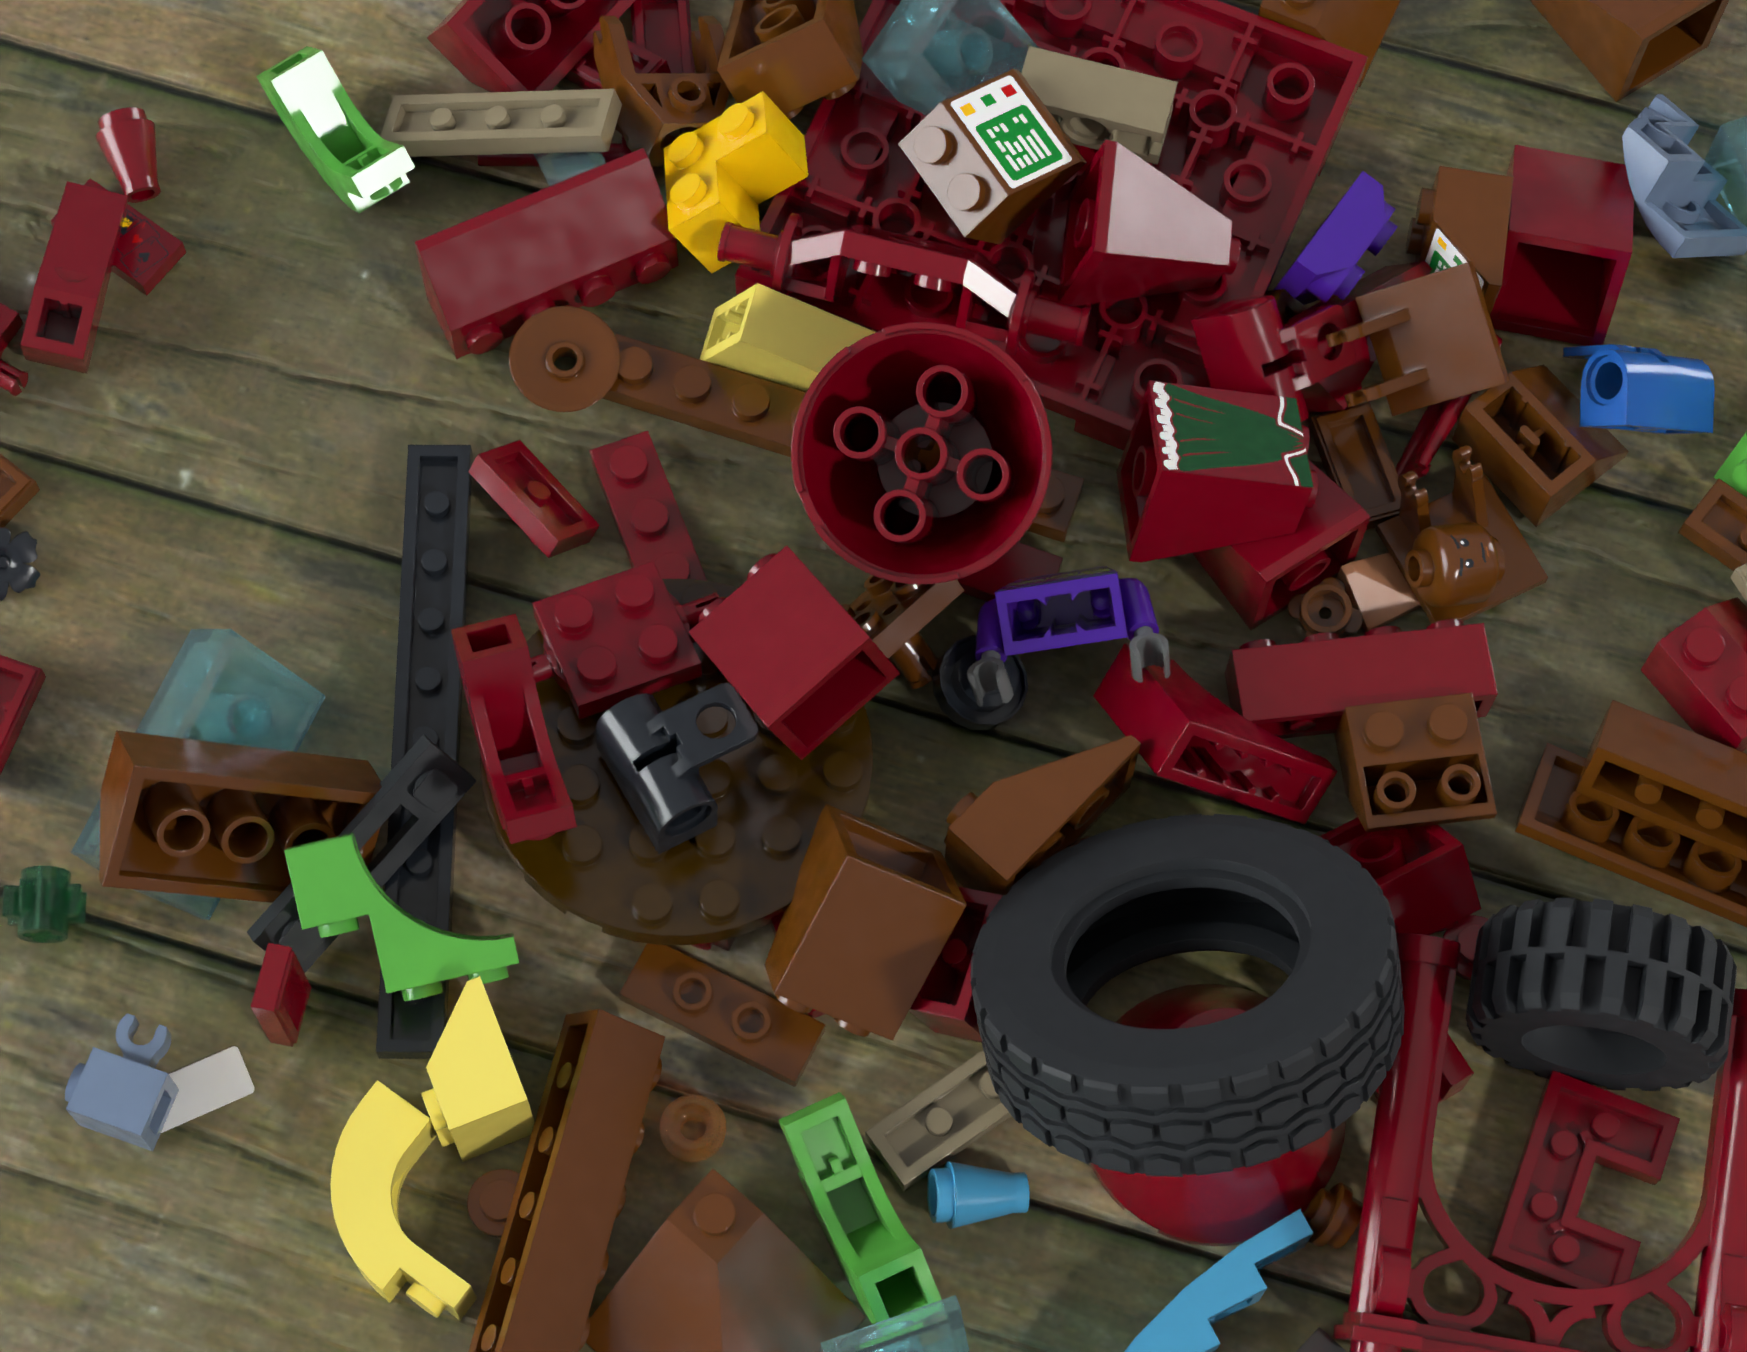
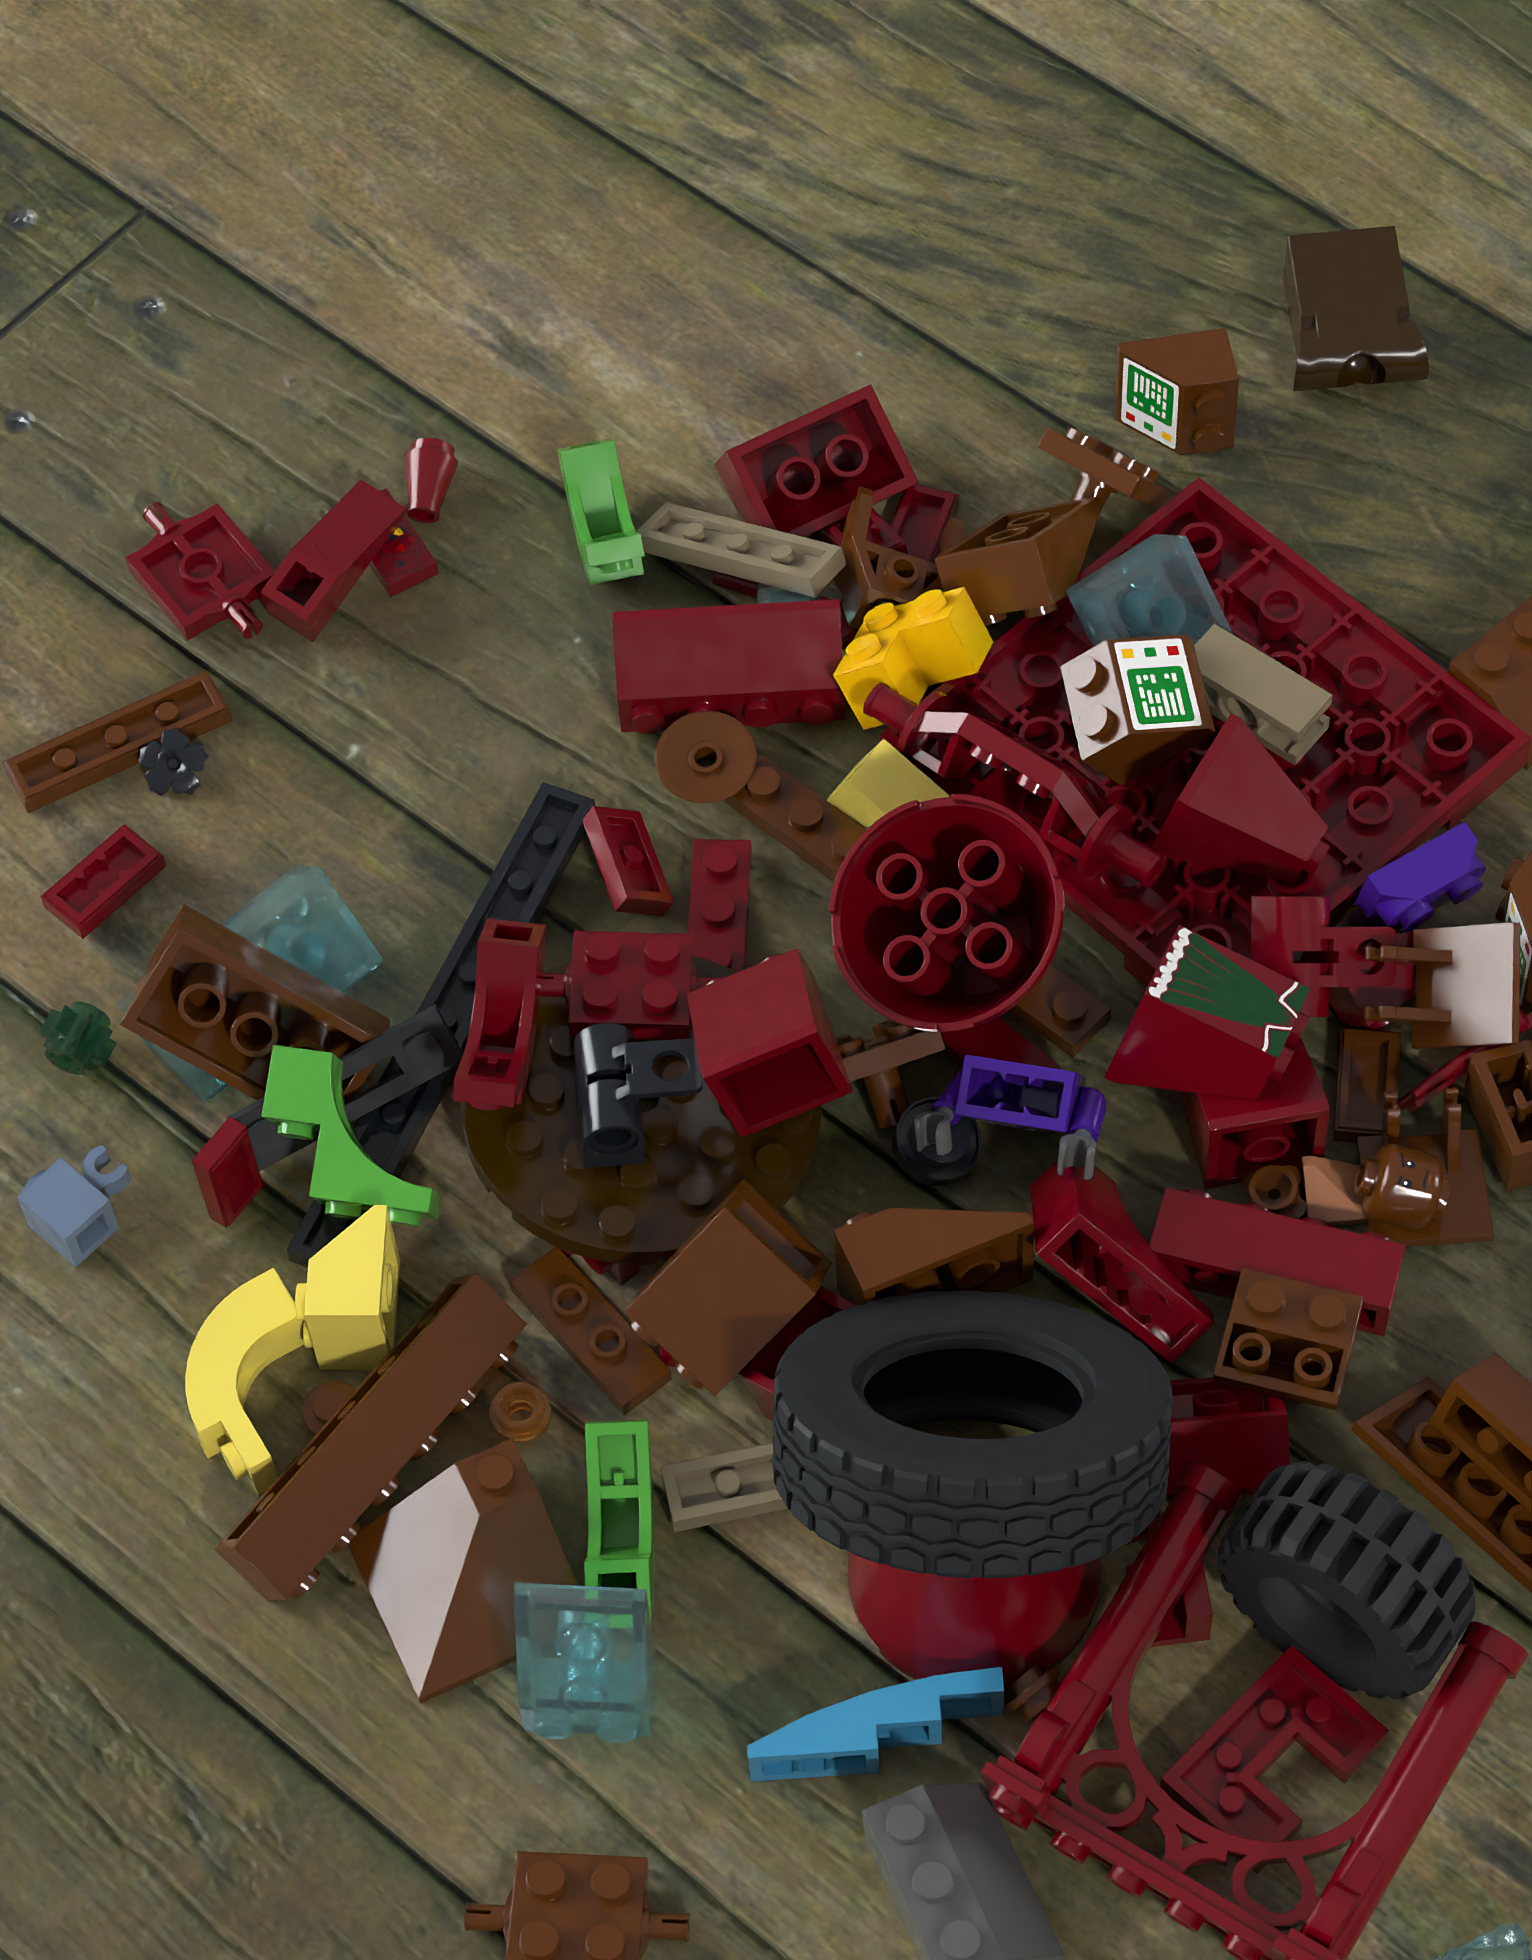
camera: 30 degrees right, 10 degrees down
(208, 1086) = (144, 1233): white sticker -> none
(973, 1194) = (732, 1555): dark azure cone -> none

